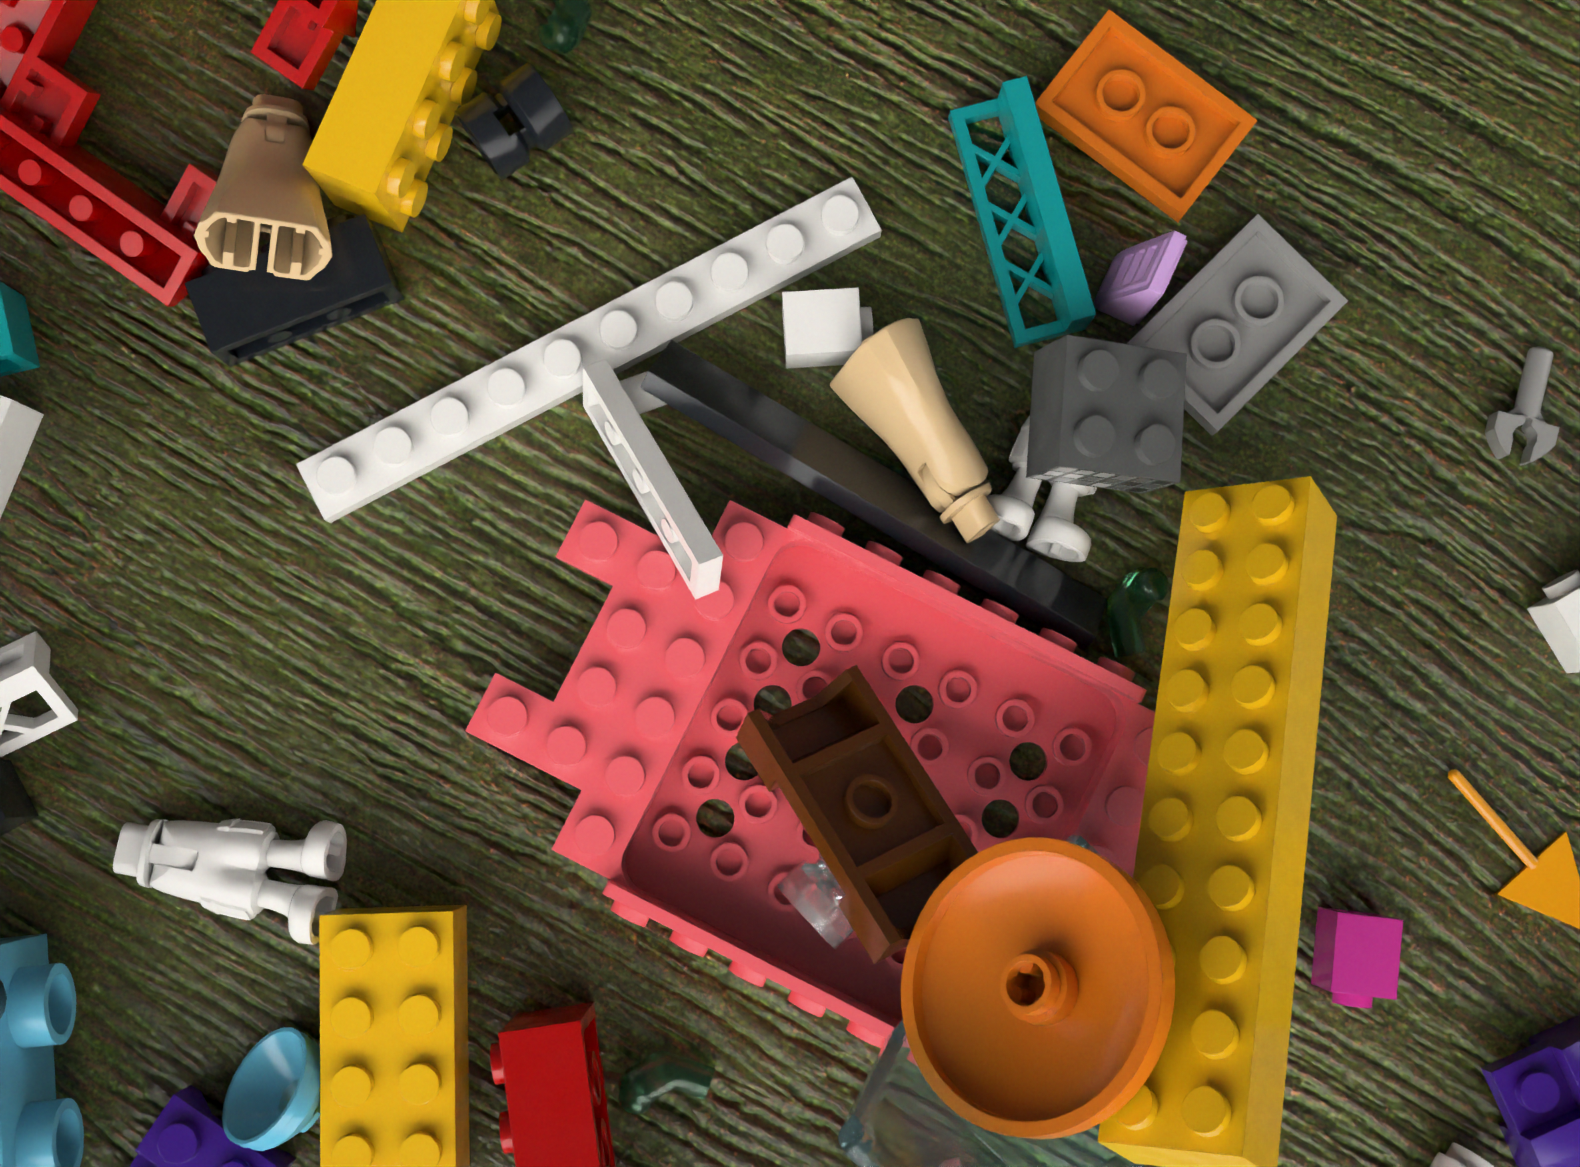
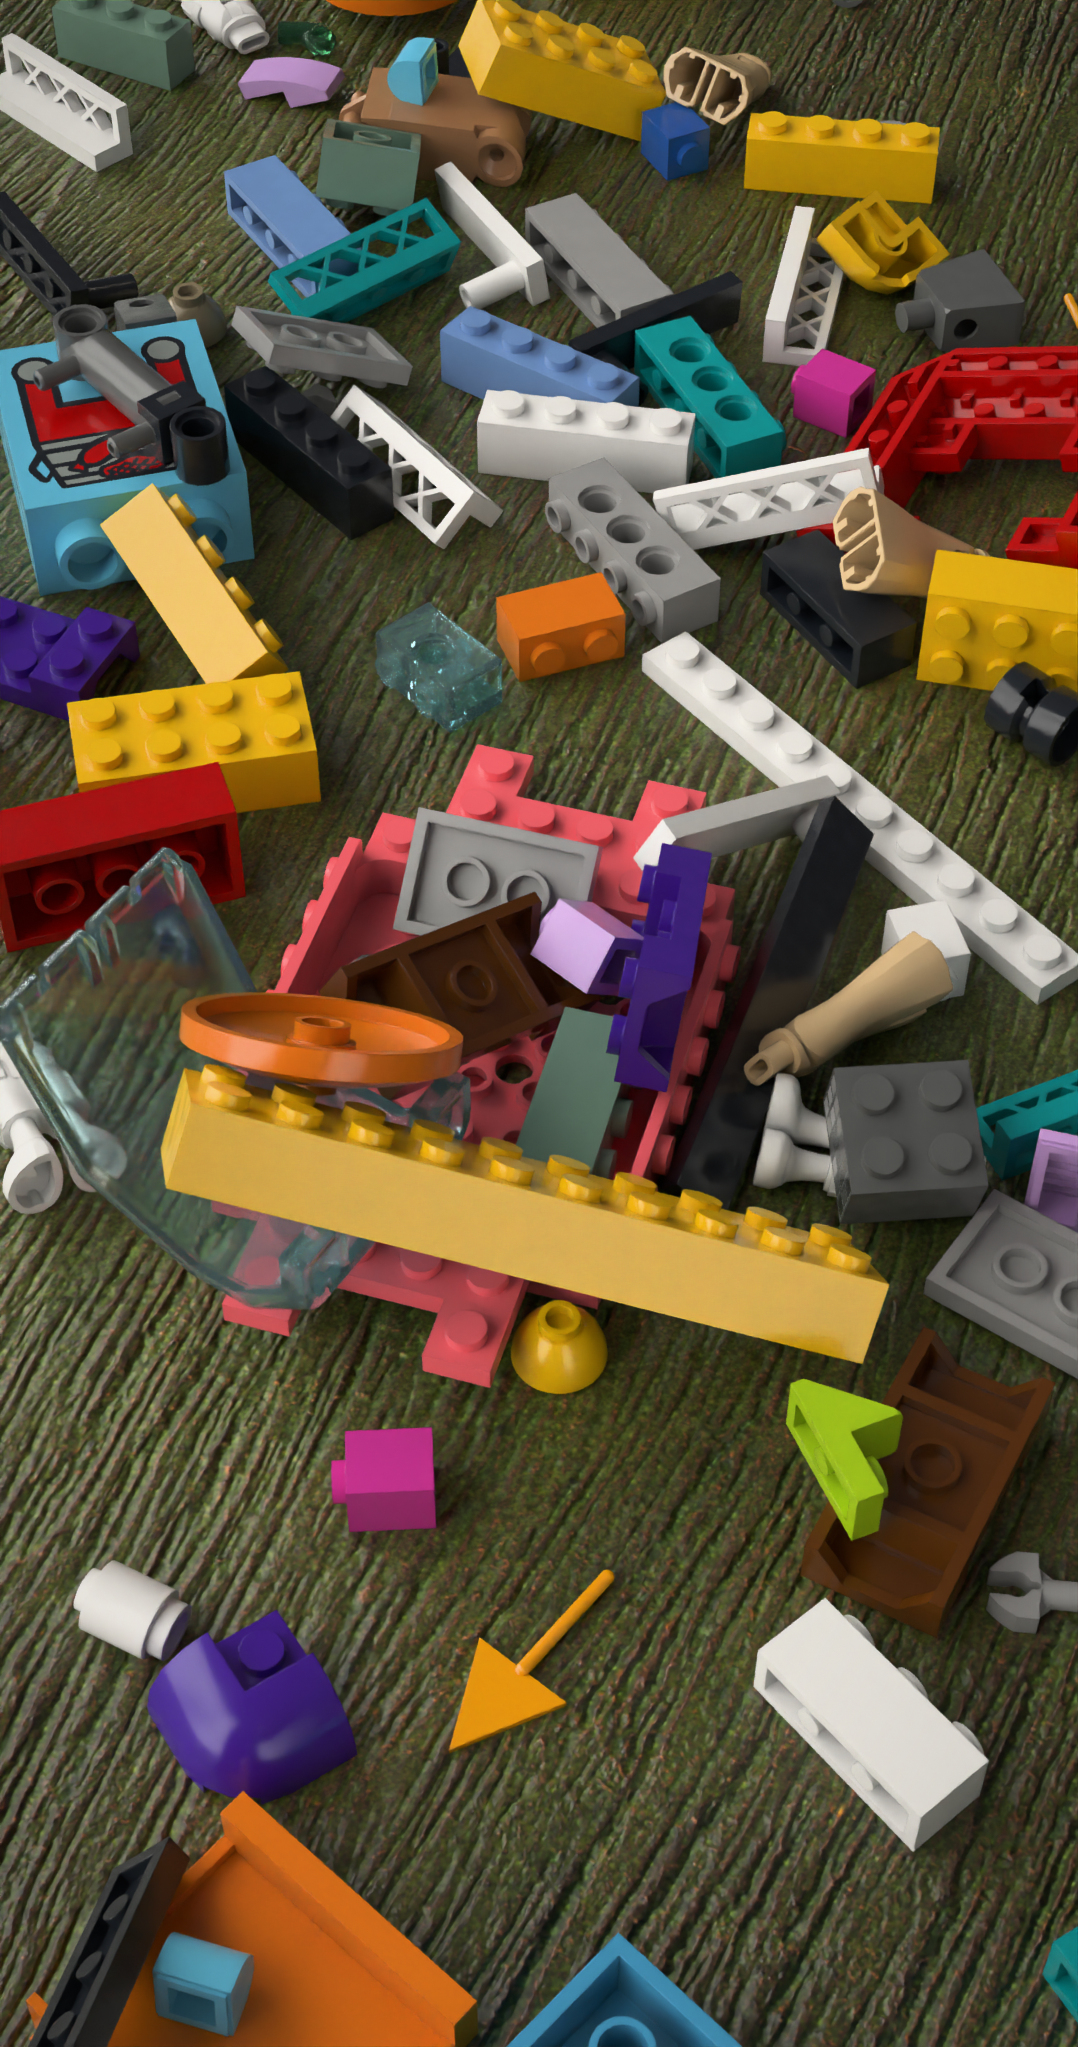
camera: 85 degrees right, 35 degrees down
(50, 516) = (633, 549): none -> light grey brick
(131, 324) = (770, 509): none -> white fence
(162, 1027) = (191, 590): none -> yellow brick
(228, 864) = (336, 638): white piece -> none
(267, 601) = (560, 626): none -> orange brick
(267, 755) = (439, 667): none -> clear light blue brick
(274, 1091) = (125, 676): medium azure piece -> none
(687, 757) = (474, 865): none -> light grey plate
(808, 577) = (665, 968): none -> dark purple piece
(815, 670) = (586, 946): none -> lavender brick
(991, 711) = (576, 1099): none -> sand green brick
(1427, 480) = (944, 1485): none -> reddish brown piece
(1433, 554) = (842, 1443): none -> lime slope

